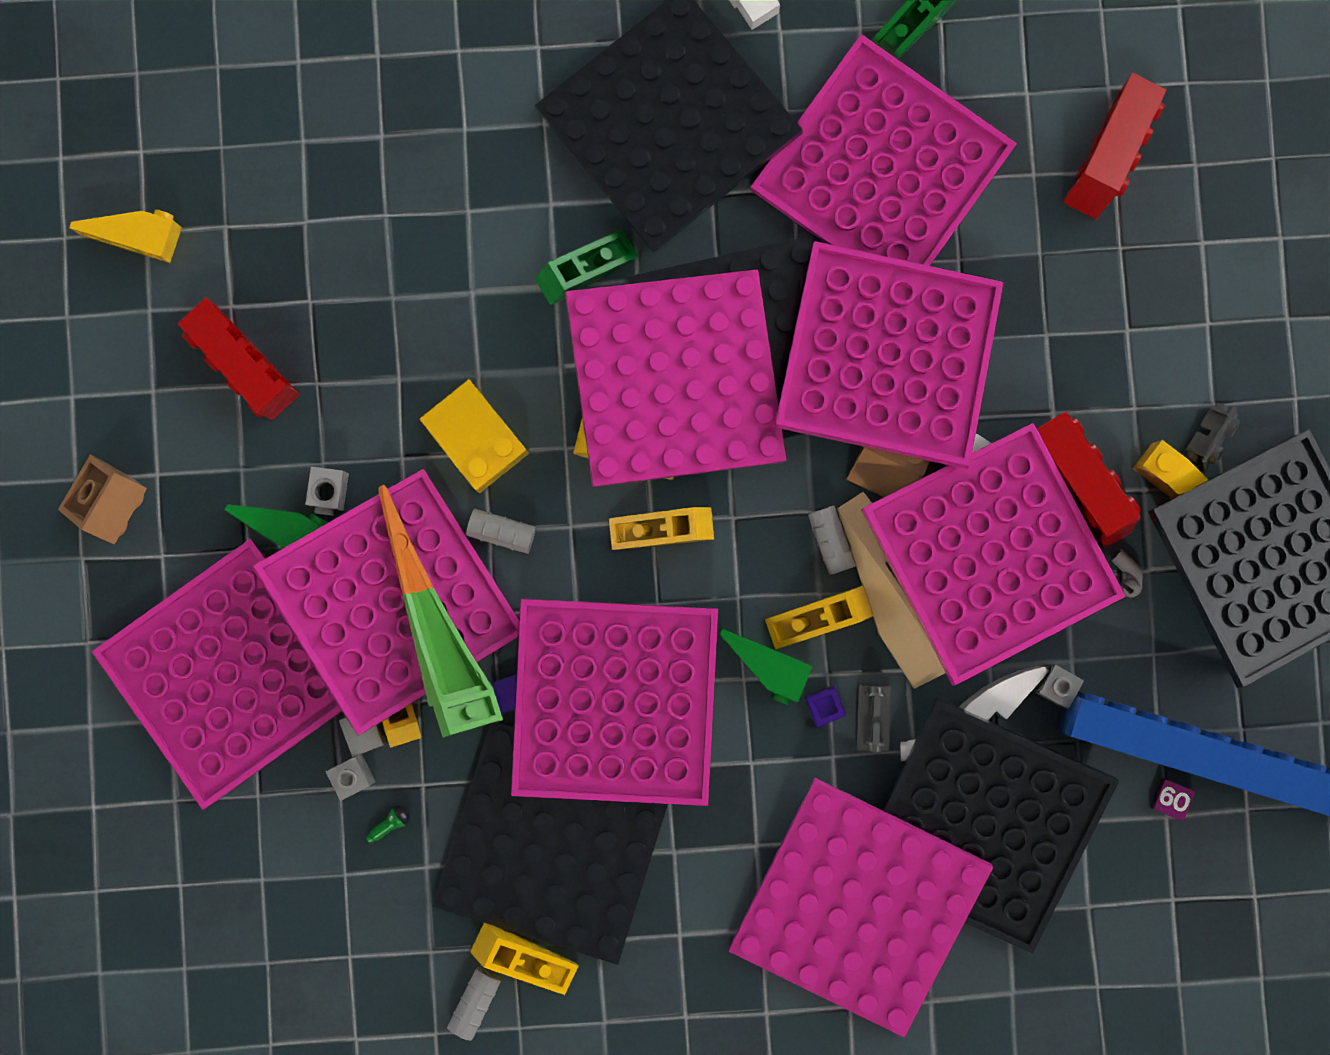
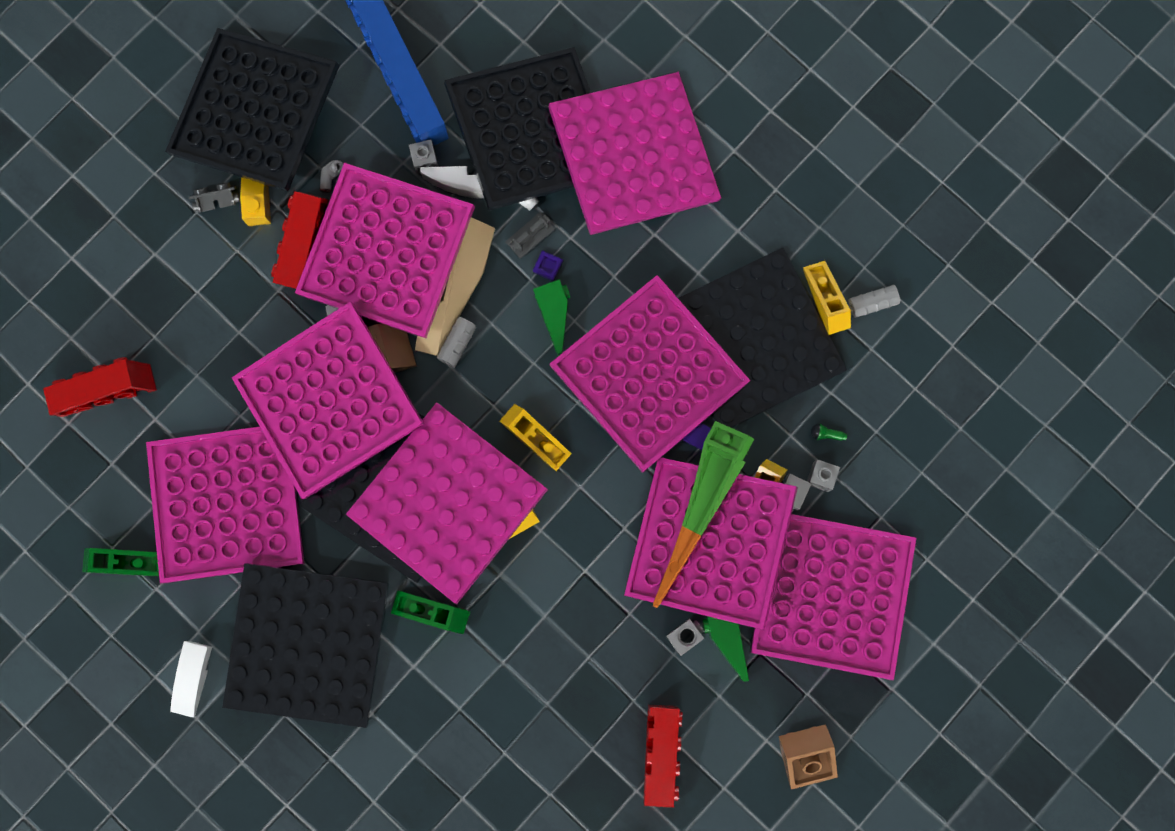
camera: 130 degrees left, 5 degrees down
(474, 436) = (580, 585): yellow slope -> none
(501, 531) = (617, 521): light grey axle -> none
(819, 617) = (503, 310): yellow slope -> none
(1172, 799) = (428, 48): magenta tile -> none

